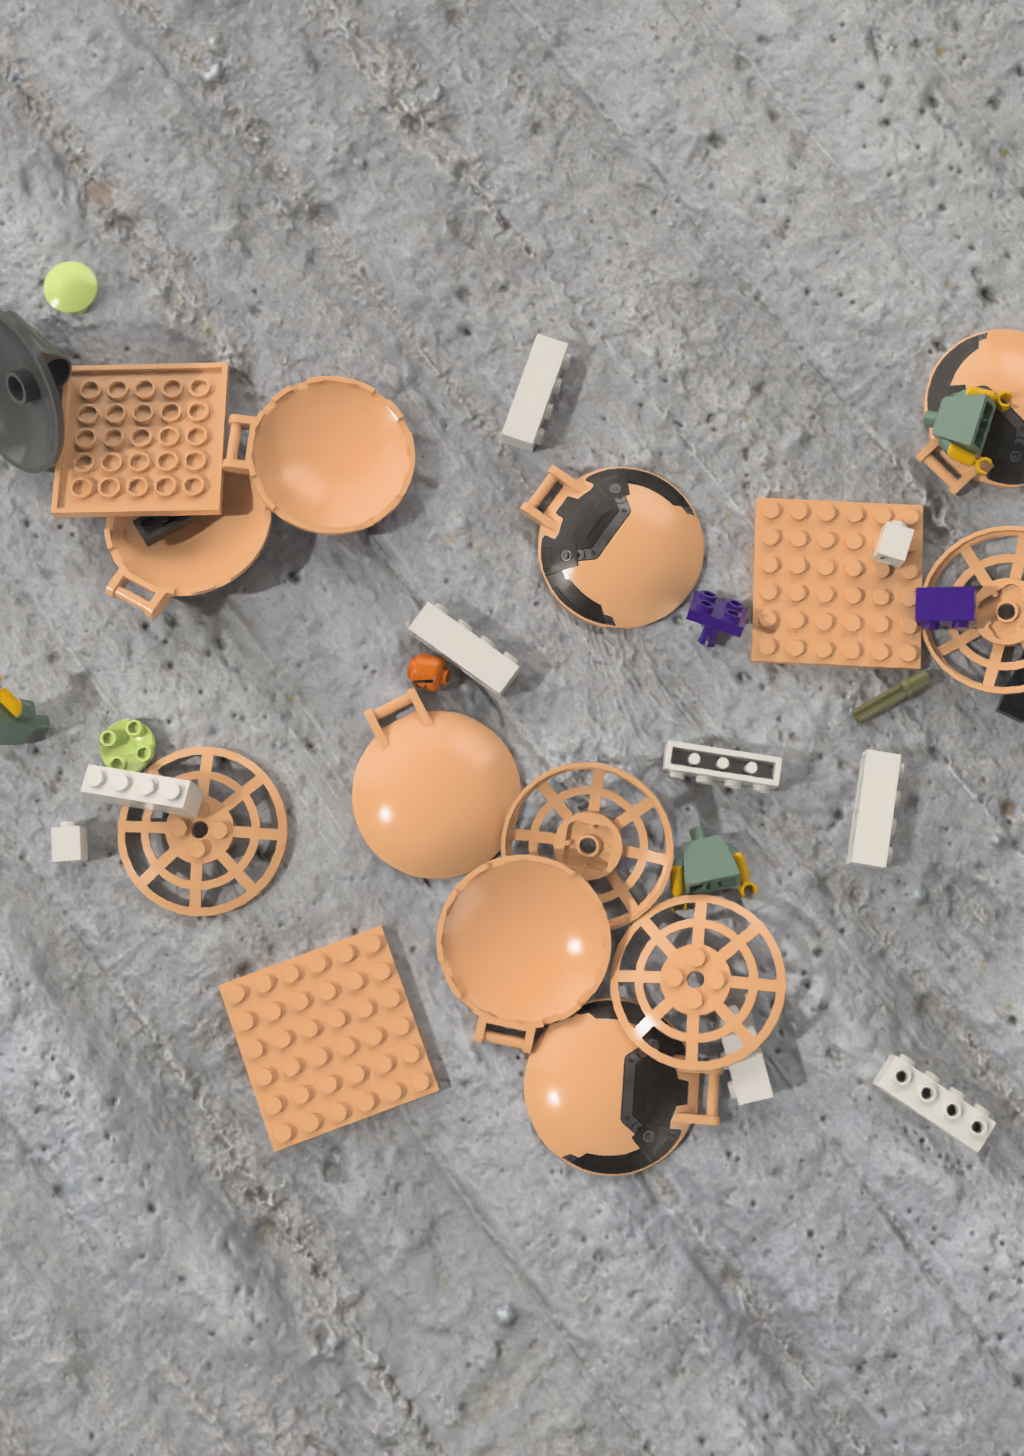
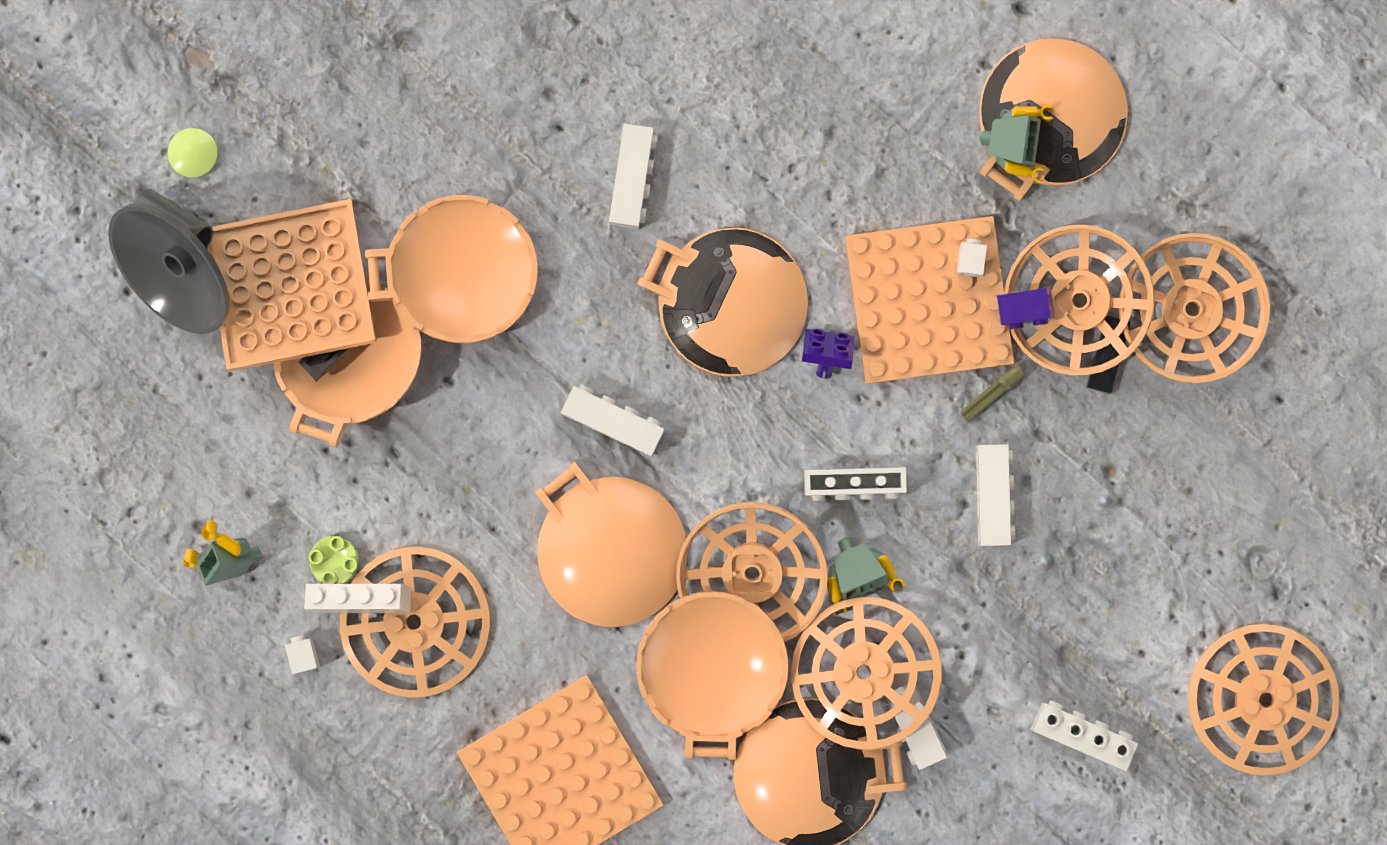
camera: 15 degrees left, 5 degrees up
(428, 672) = (585, 446): orange head -> none

